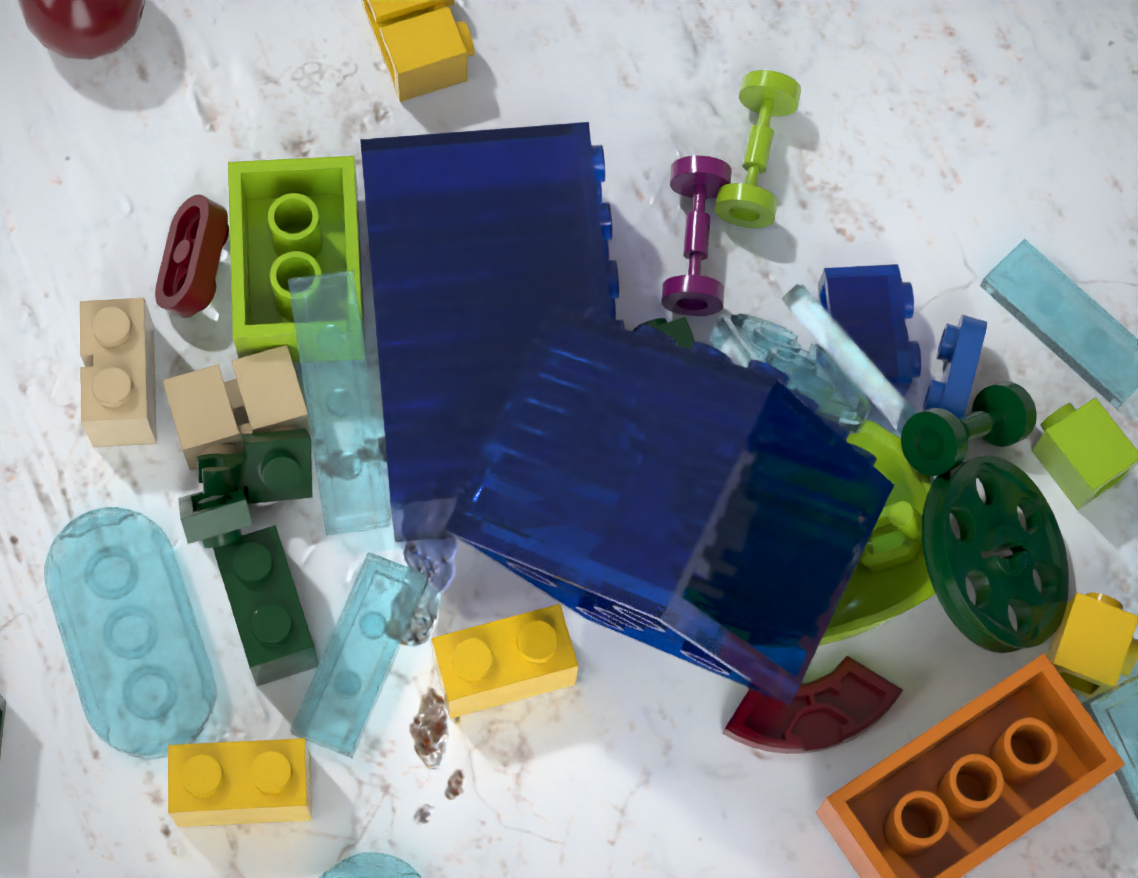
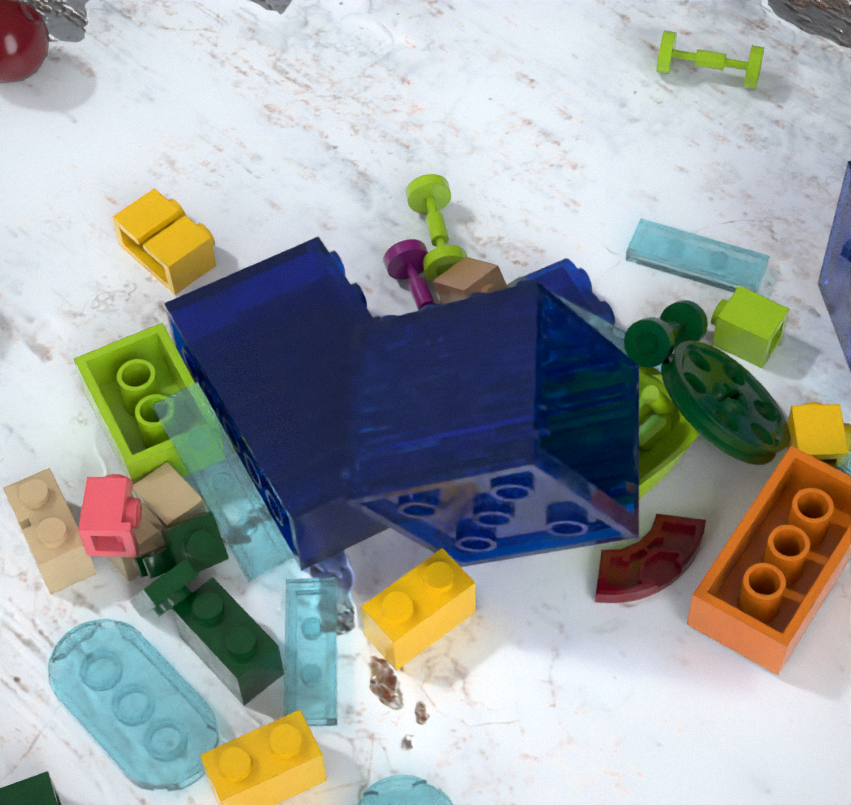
camera: 15 degrees left, 15 degrees down
(185, 397) = (110, 517): none -> coral brick
(192, 257) = (70, 438): dark red plate -> none
(758, 261) = (468, 277): none -> medium nougat brick
(961, 350) = (635, 297): blue plate -> none

